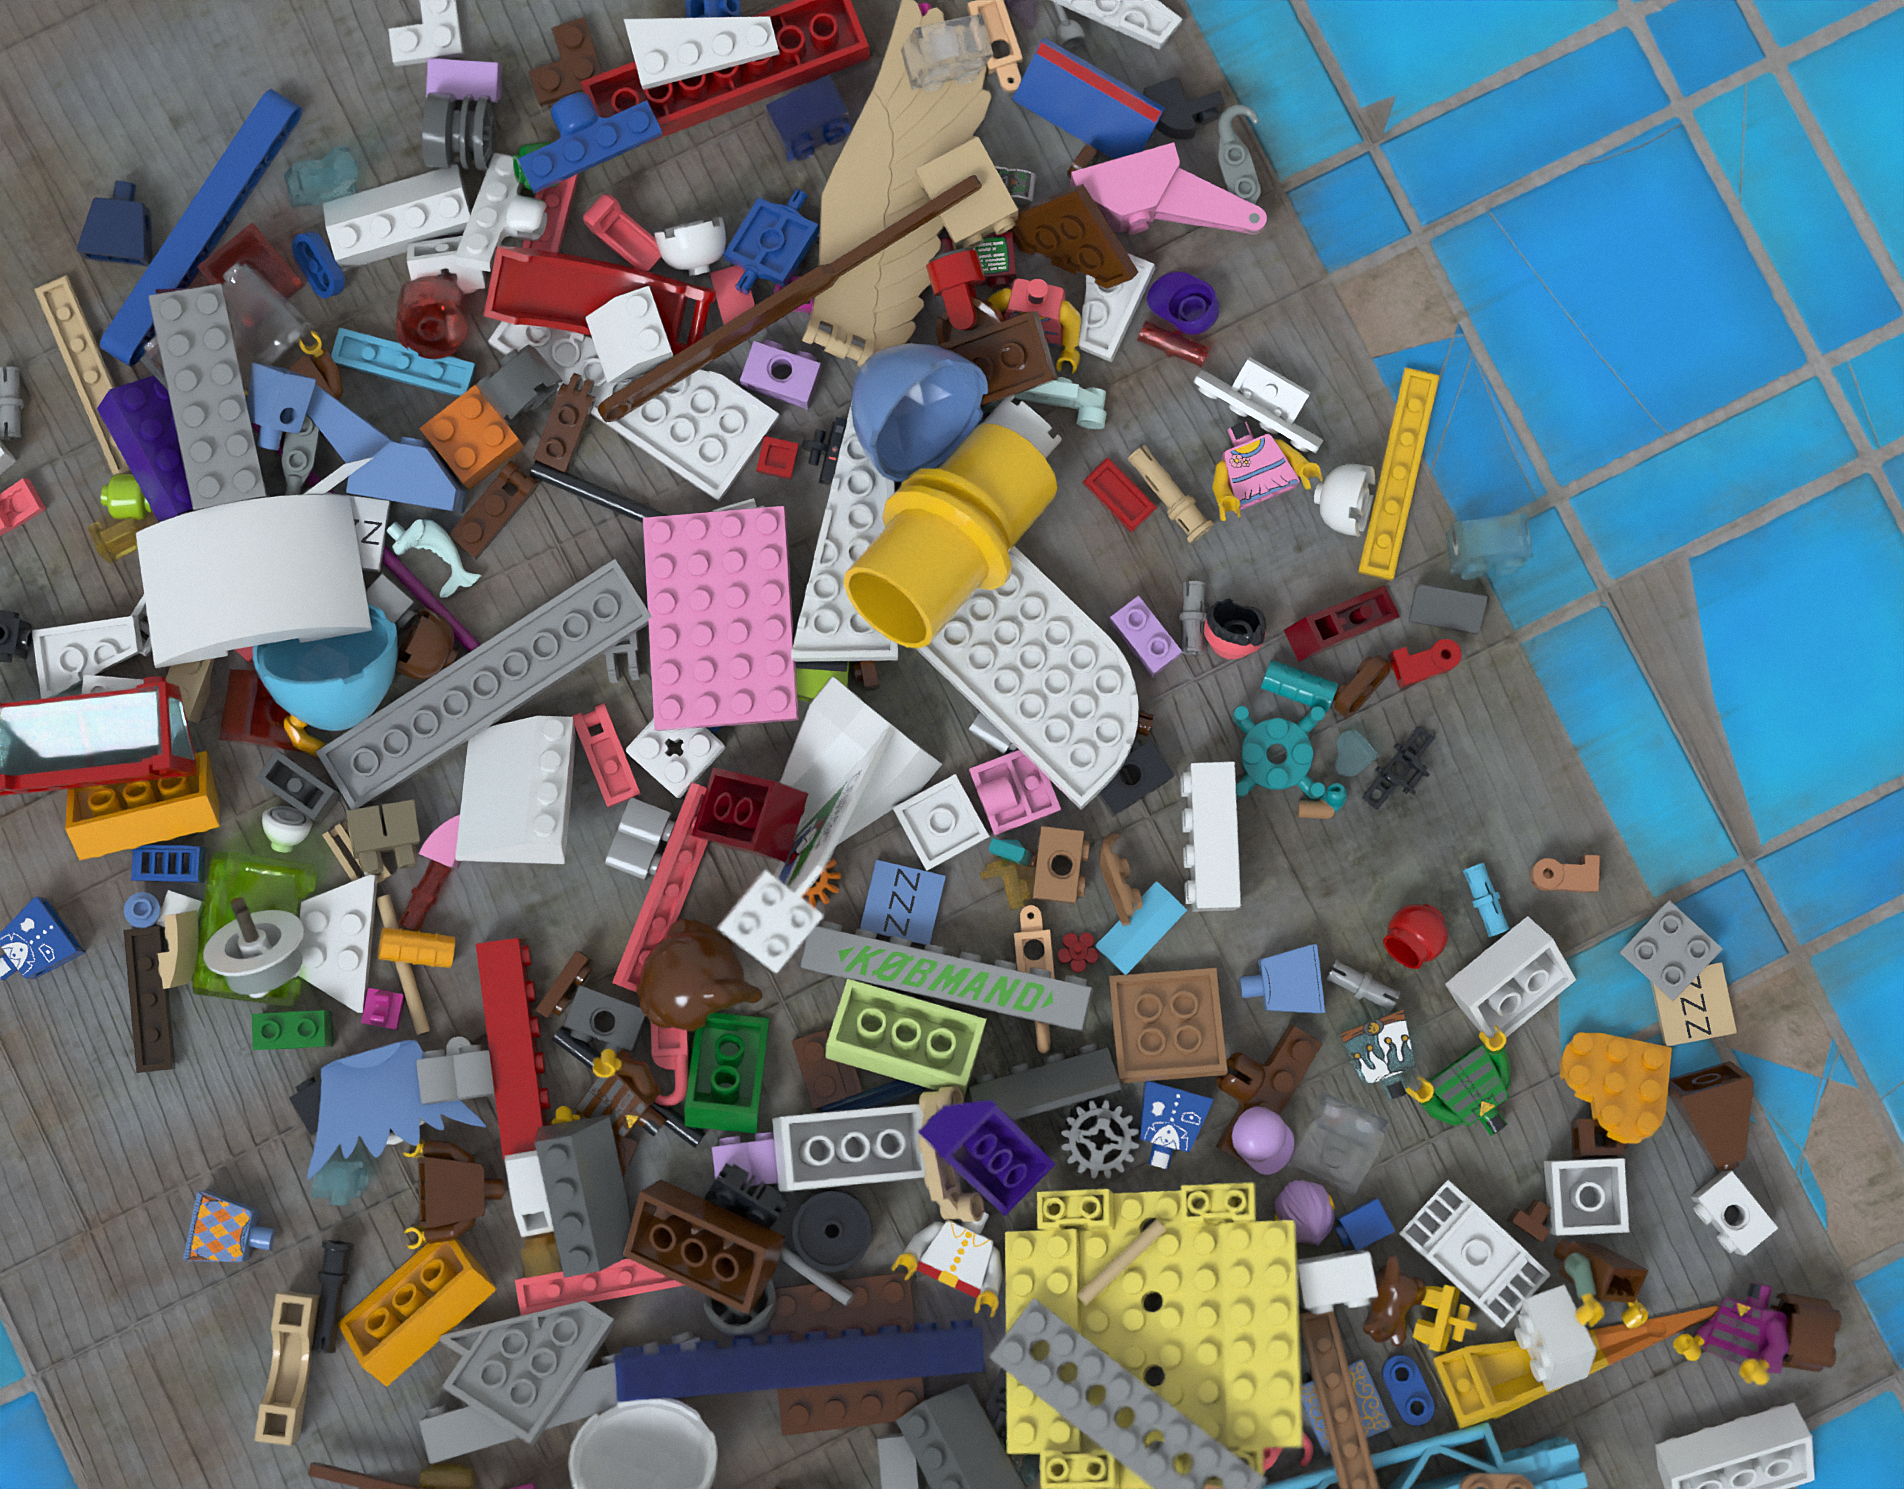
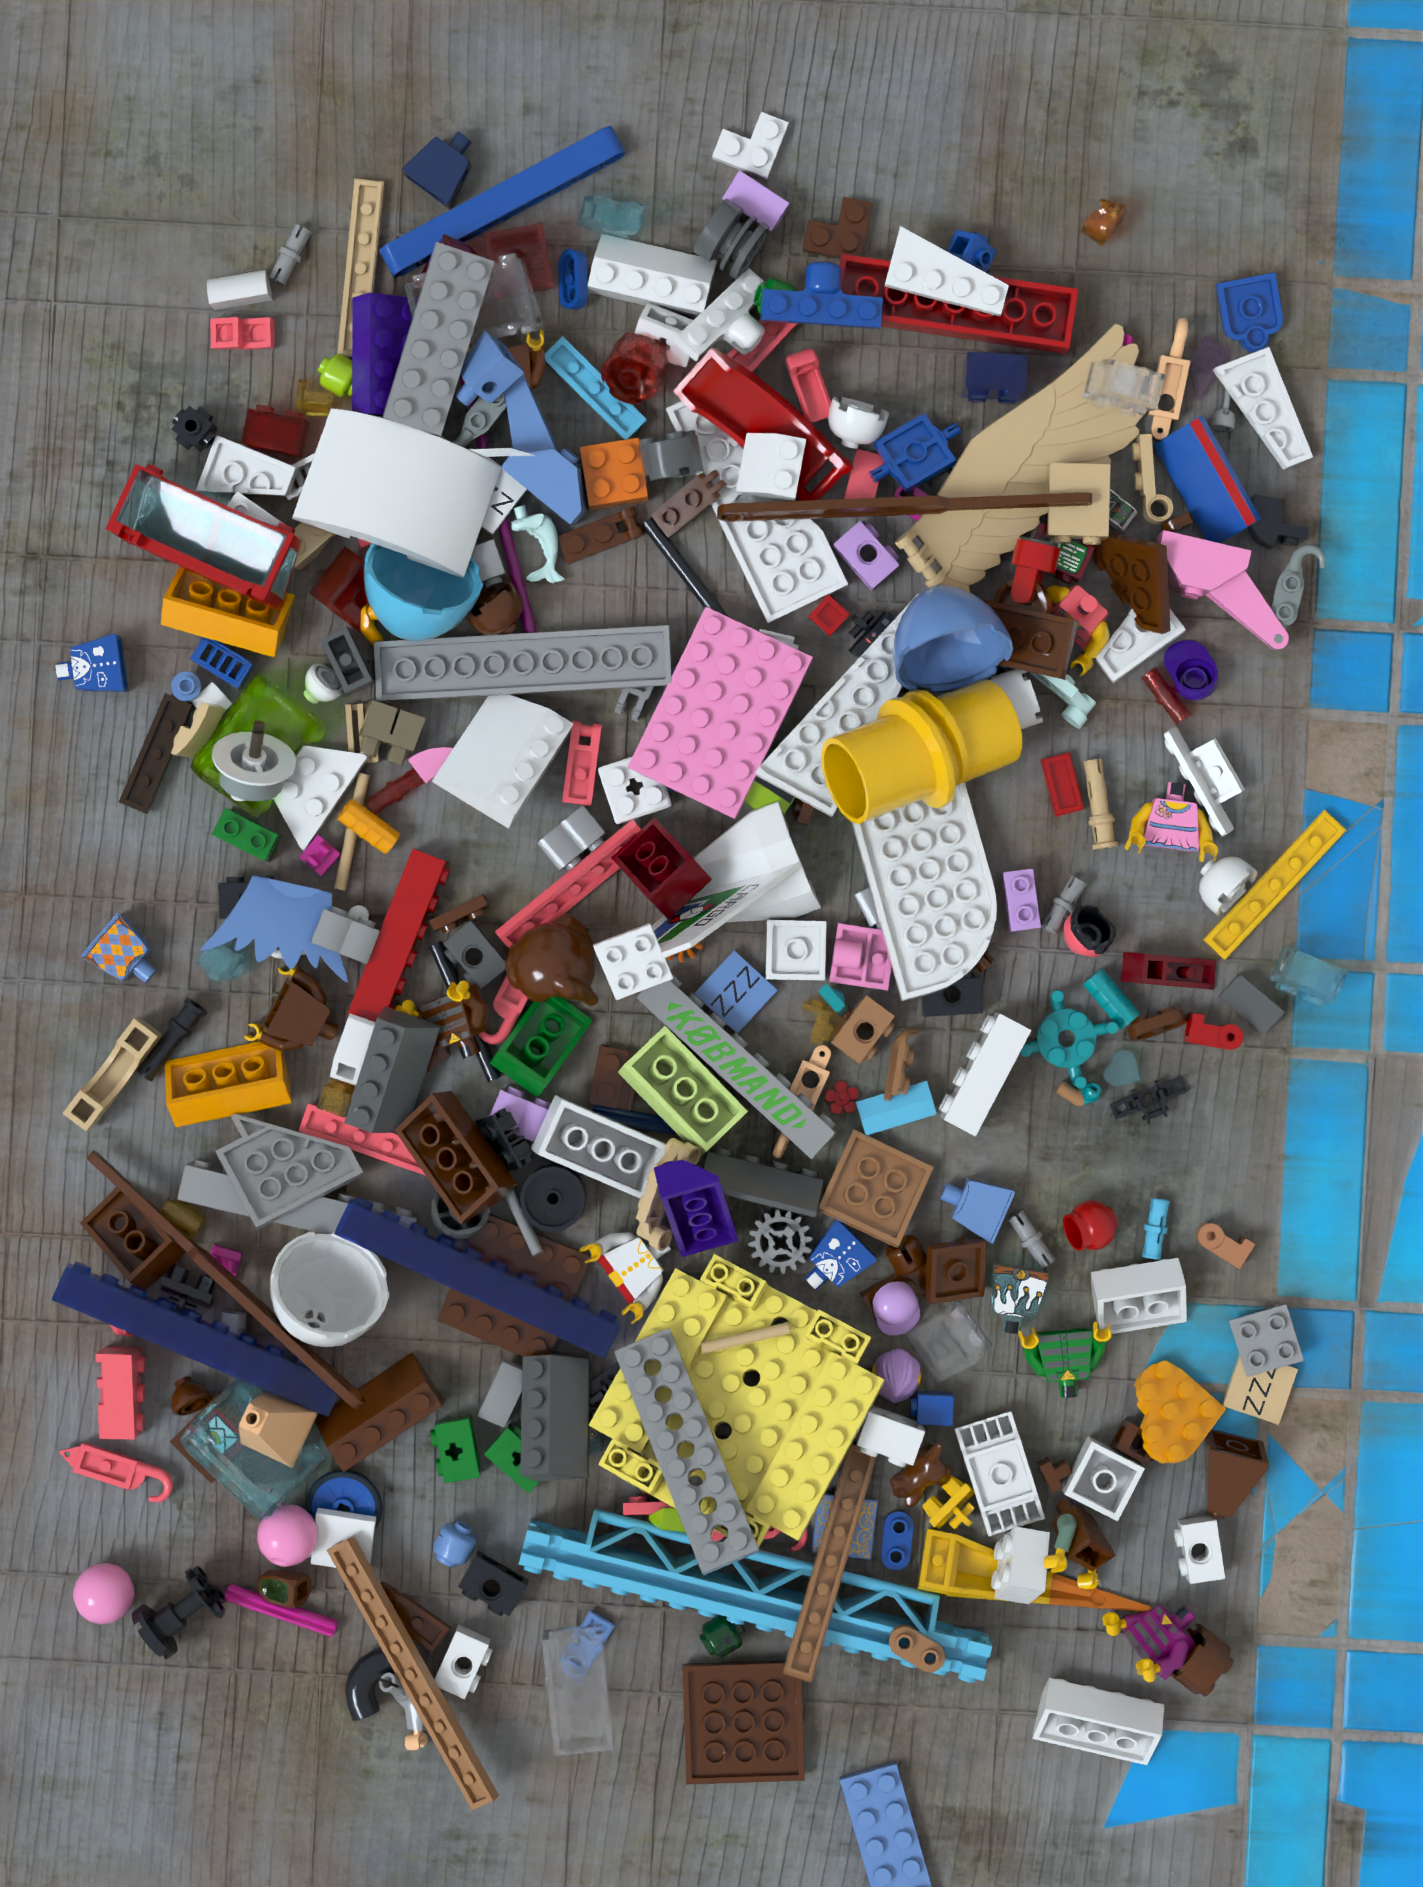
camera: 30 degrees right, 5 degrees up
(92, 592) = (274, 431): none -> clear red brick
(1025, 139) = (1145, 480): none -> tan plate
(1302, 1063) = (955, 1270): none -> reddish brown plate

